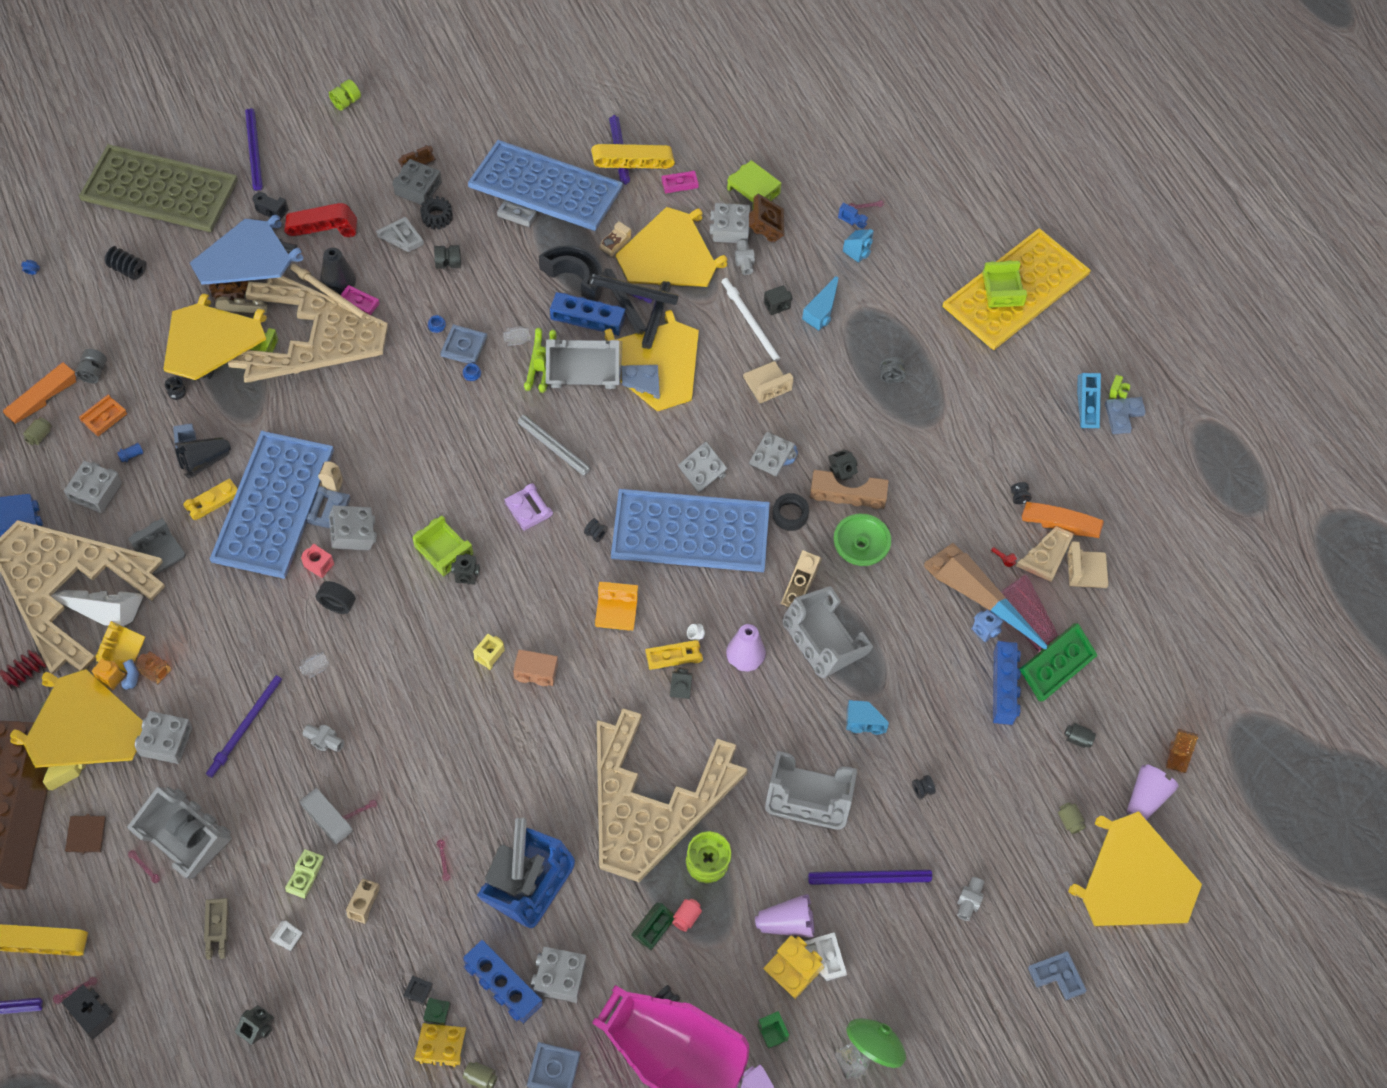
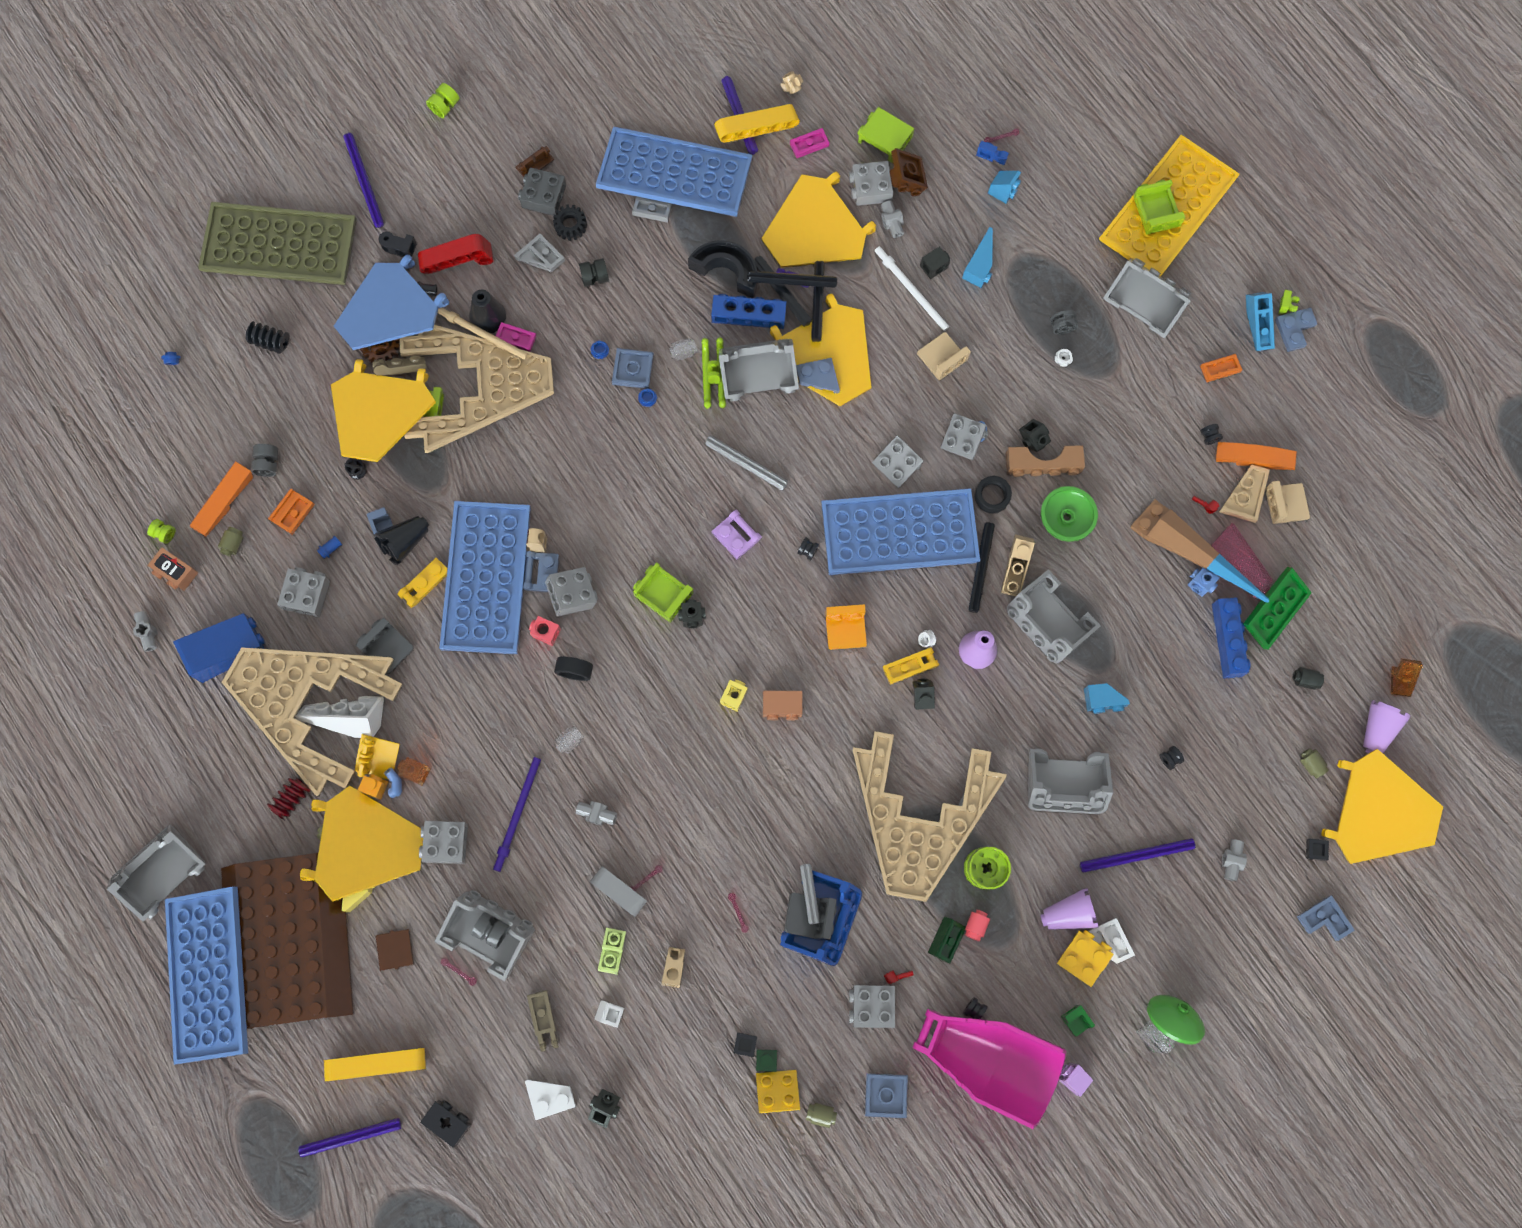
camera: 10 degrees left, 15 degrees up
(58, 998) = (413, 1114): clear pink hinge -> none
(201, 1008) = (549, 1098): none -> white wing
(482, 955) = (850, 1036): blue brick -> none
(587, 950) = (891, 977): none -> red hand
(616, 239) = (759, 222): tan leg -> none
(674, 129) = (791, 82): none -> tan gear
(765, 577) = (981, 567): none -> black axle
(887, 398) = (1063, 353): none -> white plate
(979, 359) = (1148, 296): none -> light grey windscreen
(1041, 436) = (1221, 368): none -> orange plate
(1061, 904) = (1317, 849): none -> black plate

